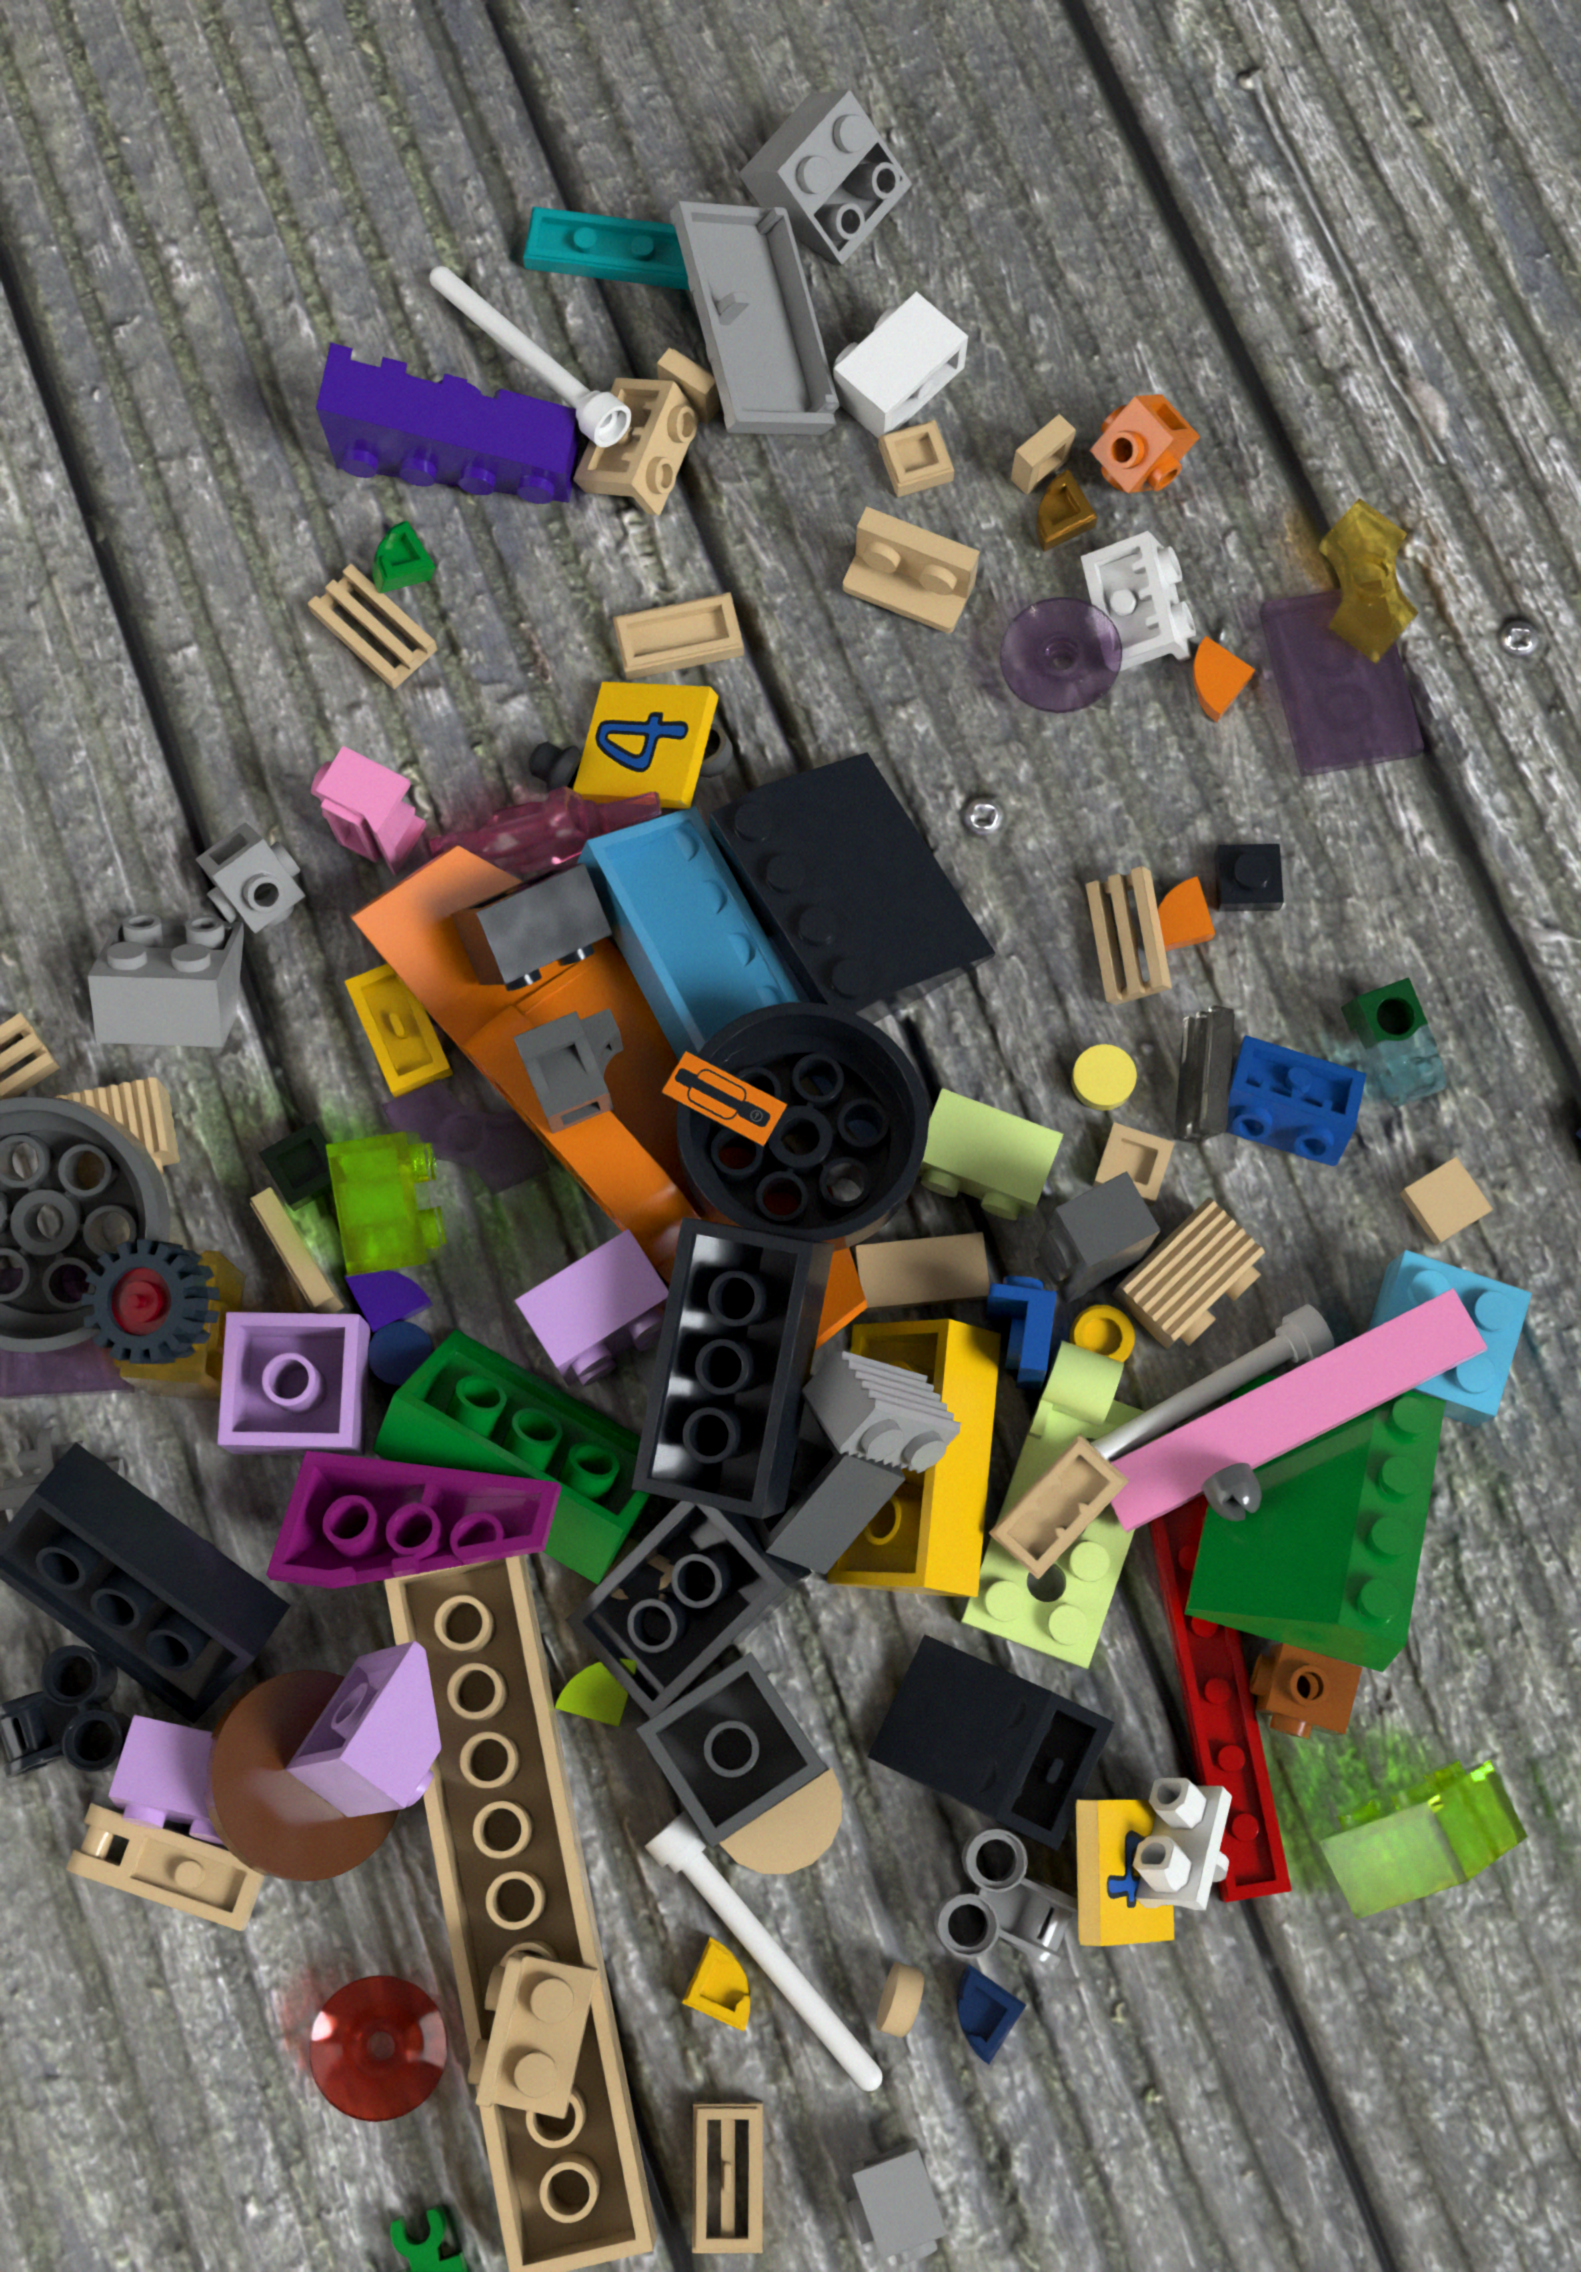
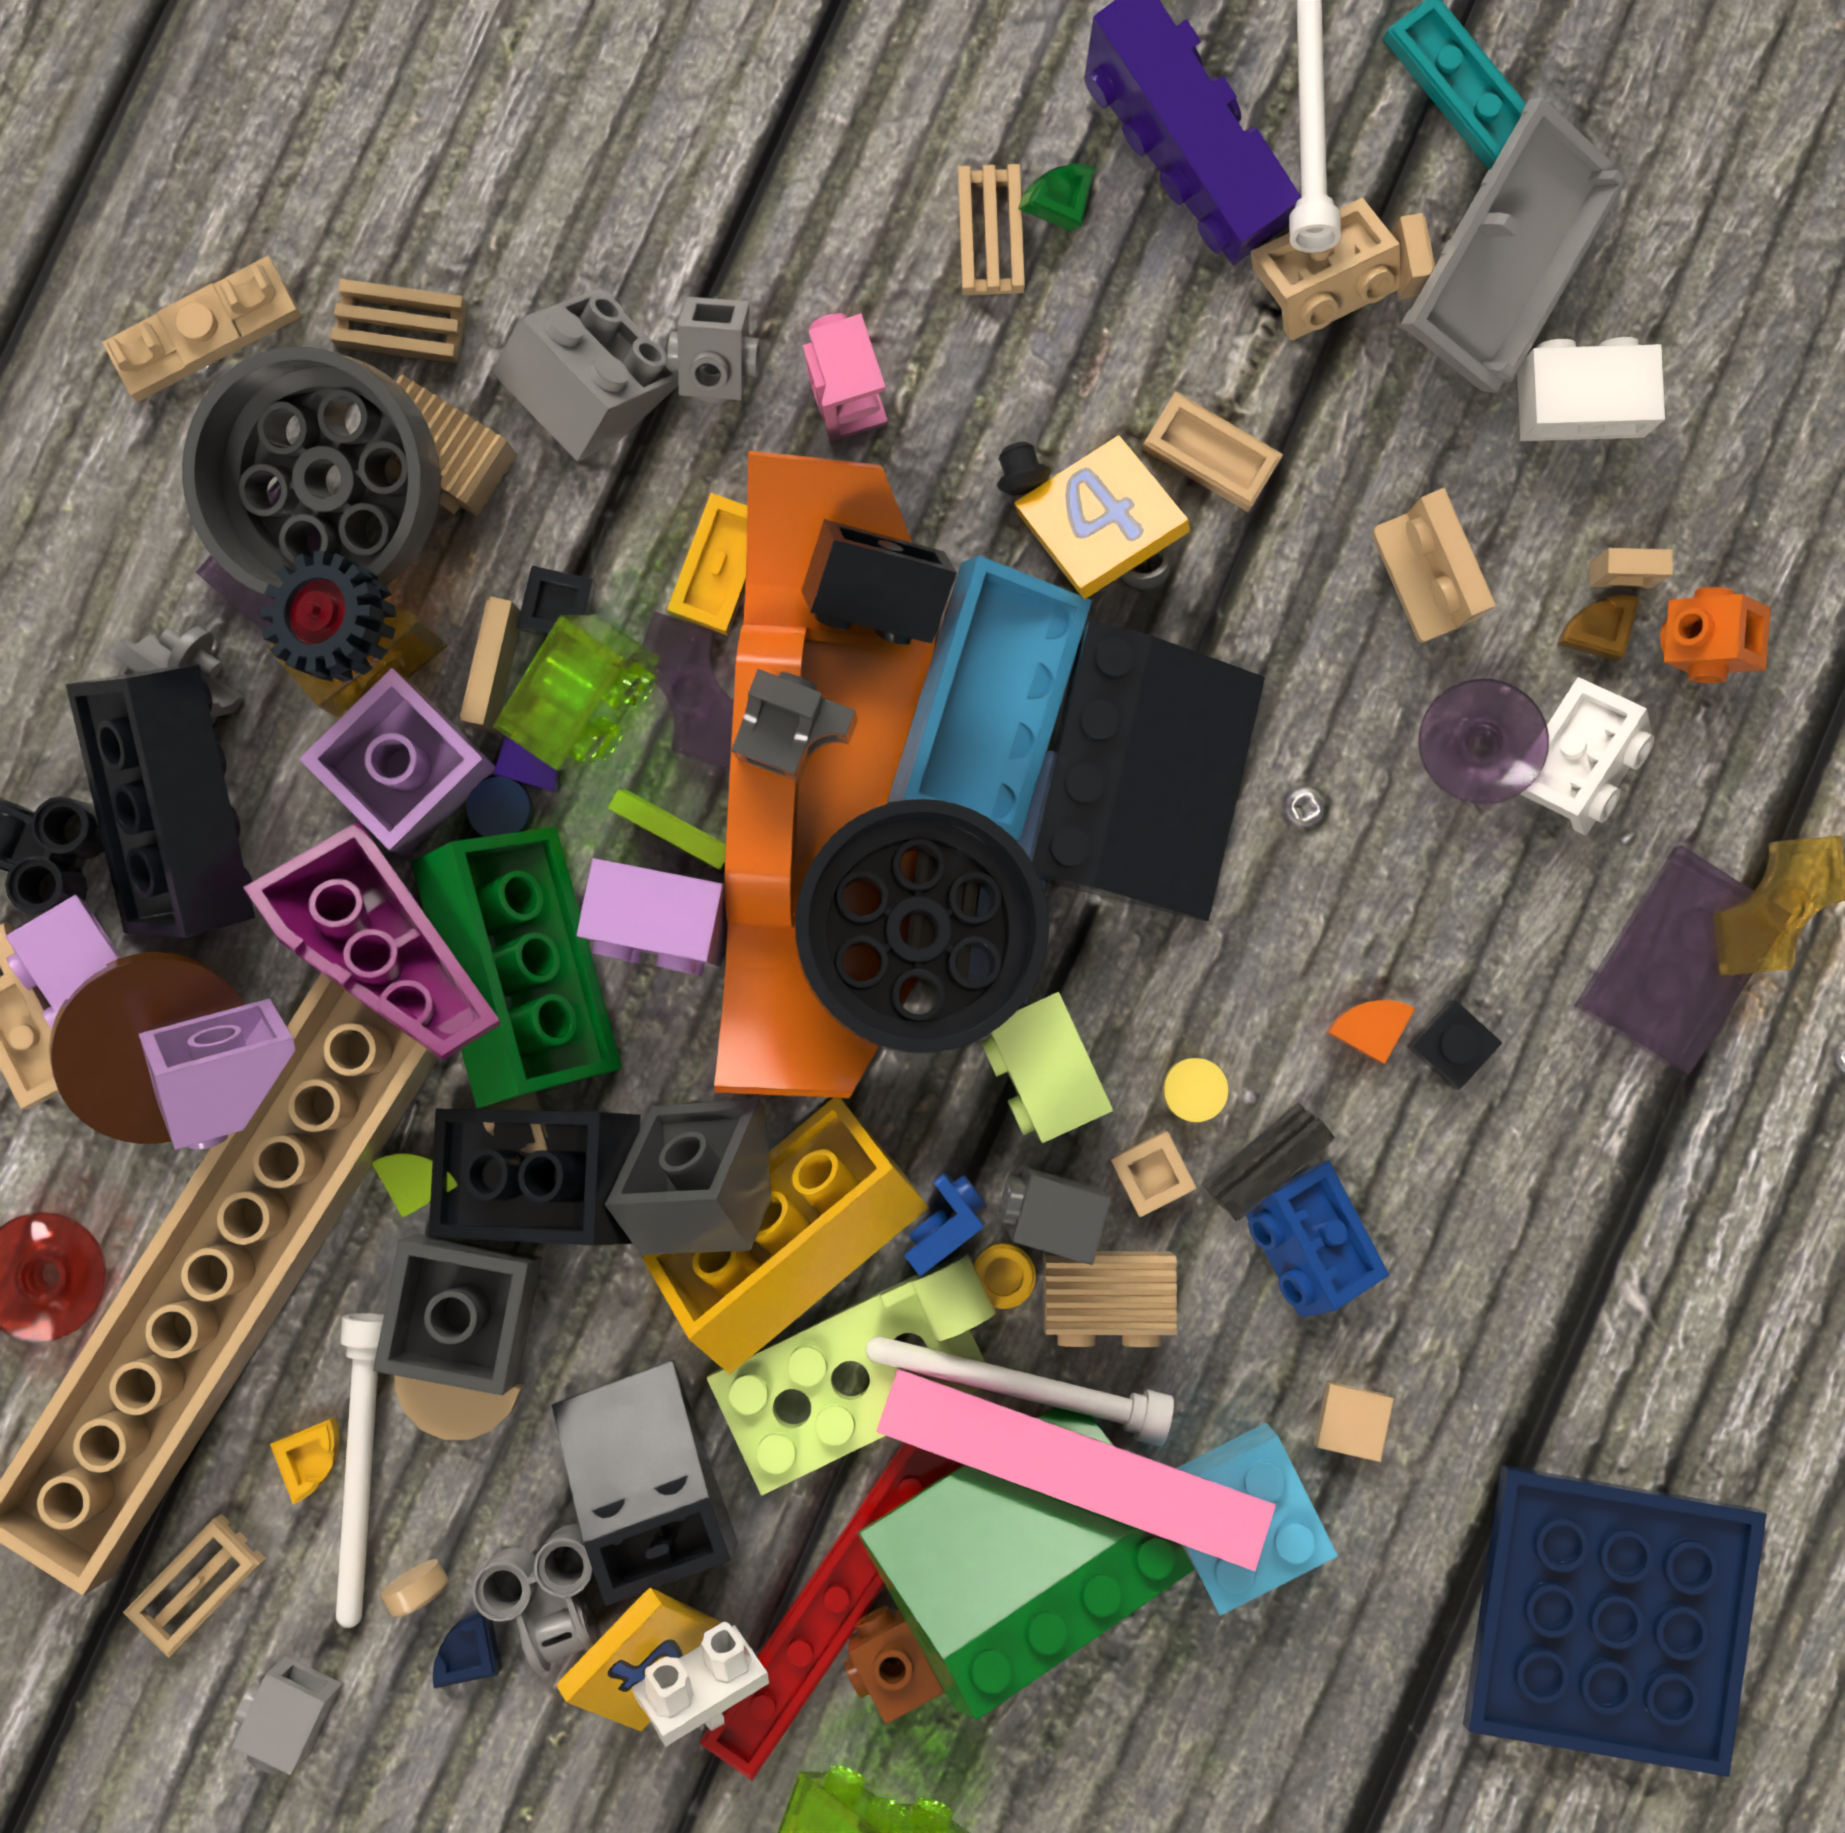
camera: 50 degrees right, 10 degrees up
(533, 2035) = (132, 1381): tan bracket -> none
(546, 1245) = (669, 829): none -> lime tile
(548, 831) = (962, 514): clear pink animal -> none
(724, 1098) = (881, 854): orange sticker -> none
(732, 1367) = (694, 1060): black slope -> none
(827, 174) = (1691, 178): light grey slope -> none
(880, 1412) = (771, 1192): light grey brick -> none
(916, 458) = (1532, 478): tan tile -> none
(923, 1271) = (923, 1105): tan tile -> none
(1059, 1506) = (846, 1371): tan plate -> none
(1106, 940) = (1299, 991): tan tile -> none
(1218, 677) = (1588, 870): orange tile -> none
(1233, 1491) = (973, 1487): dark grey hinge -> none
(1397, 1042) = (1436, 1274): leg -> none

